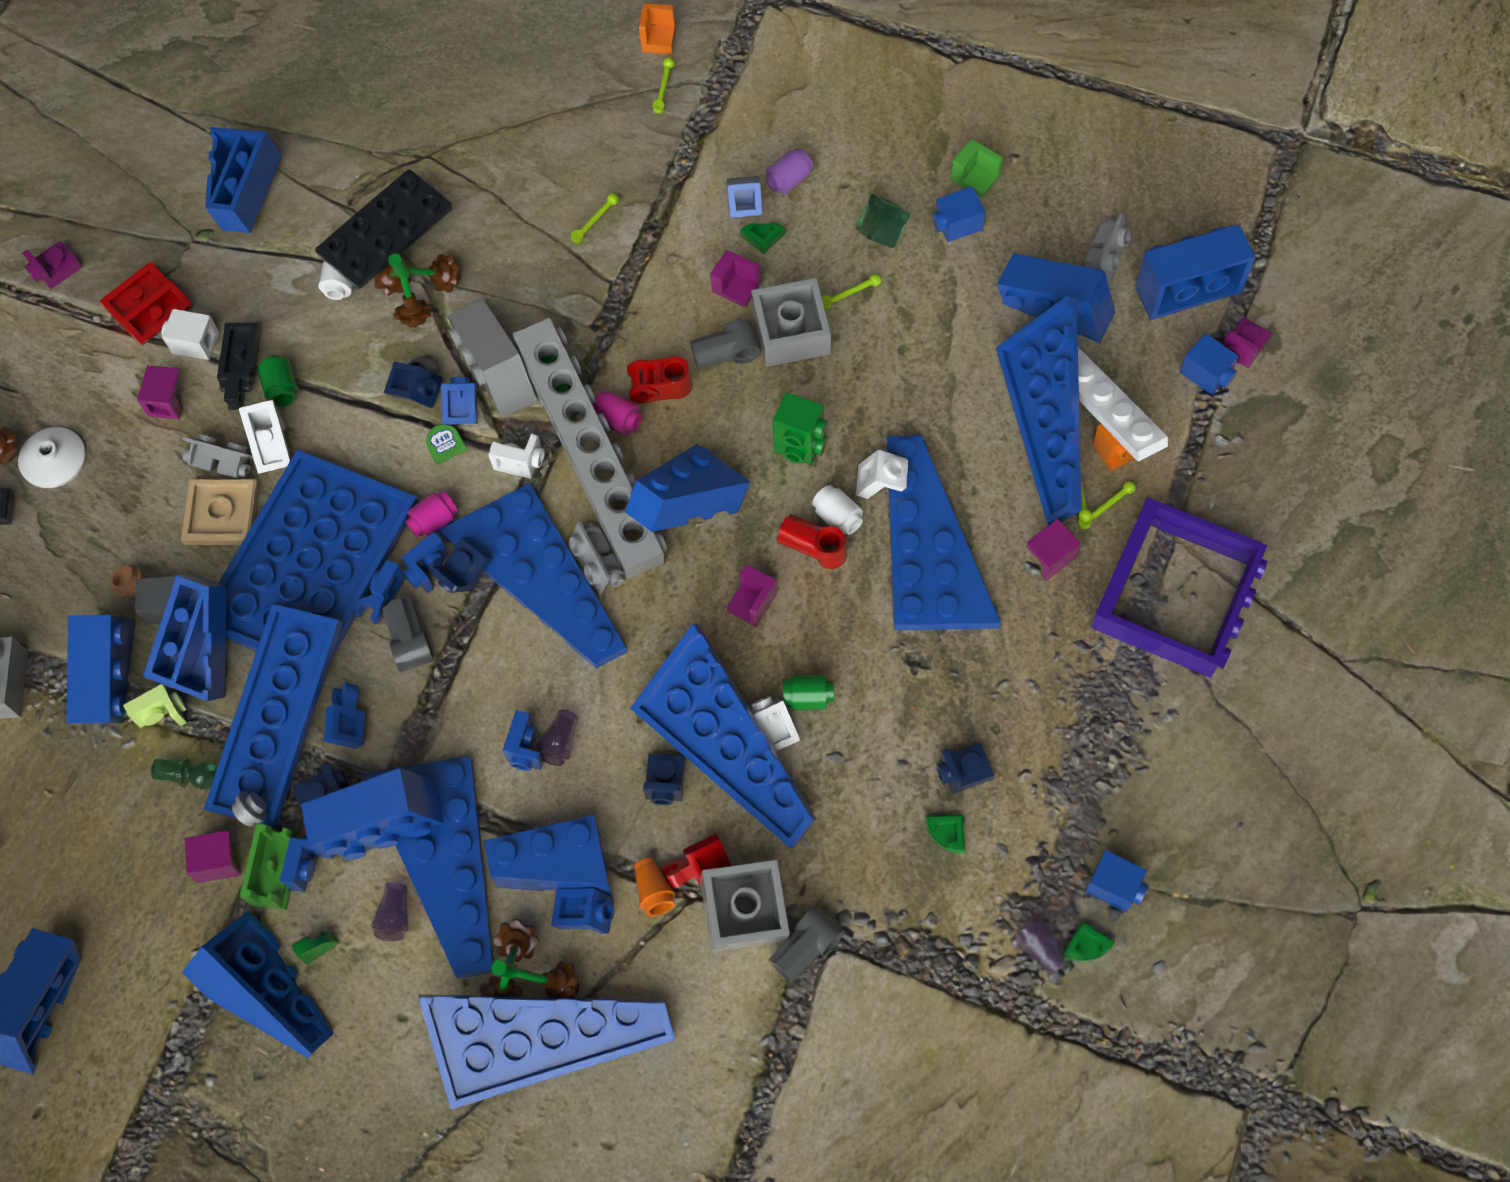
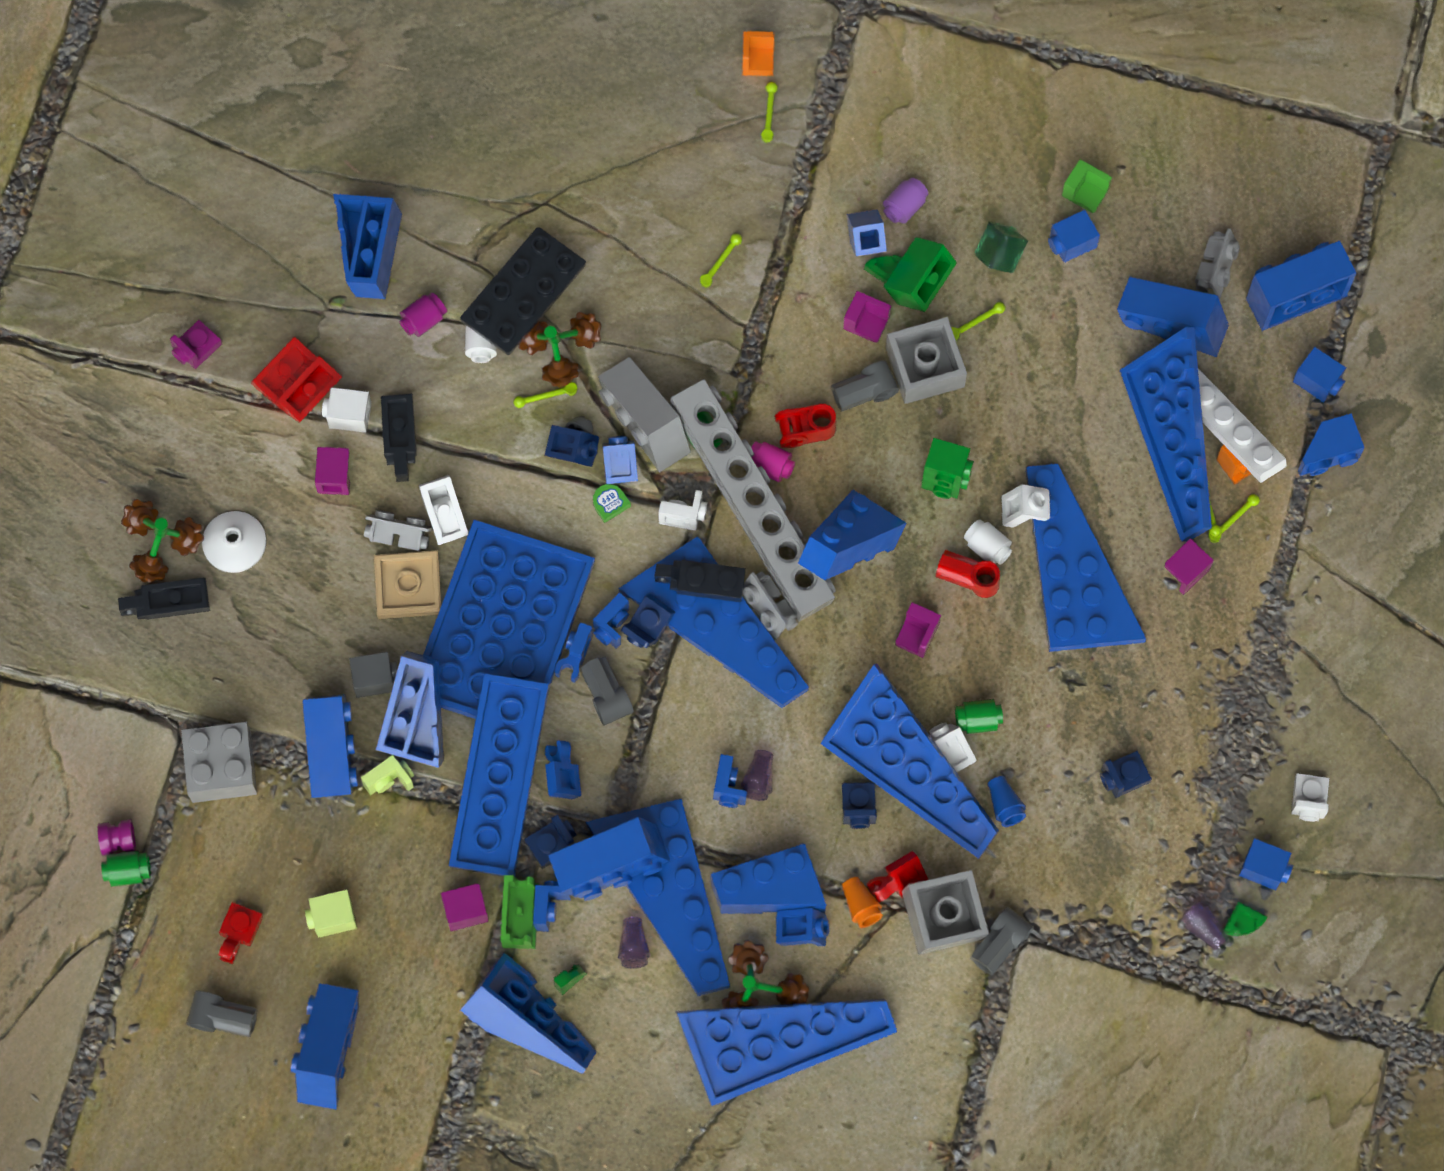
camera: 10 degrees left, 5 degrees up
(67, 851) = (331, 914): none -> yellowish green brick
(124, 580) = (335, 659): medium nougat plate -> none
(181, 772) = (440, 834): clear green axle -> none
(249, 808) = (495, 862): light grey plate -> none
(278, 380) = (442, 451): green brick -> none
(283, 249) = (422, 314): none -> magenta brick
(422, 331) = (570, 389): none -> lime hinge
(431, 514) = (610, 574): dark pink brick -> none
(525, 525) = (703, 579): none -> black hinge
(795, 239) = (920, 274): none -> green brick
(828, 790) = (1006, 803): none -> blue cone
(947, 832) = (1114, 832): green tile -> none
(1172, 810) = (1310, 797): none -> white bracket
(1203, 534) = (1325, 542): dark purple window -> none
(1220, 435) = (1333, 444): none -> blue slope
(1247, 341) = (1352, 348): magenta bracket -> none

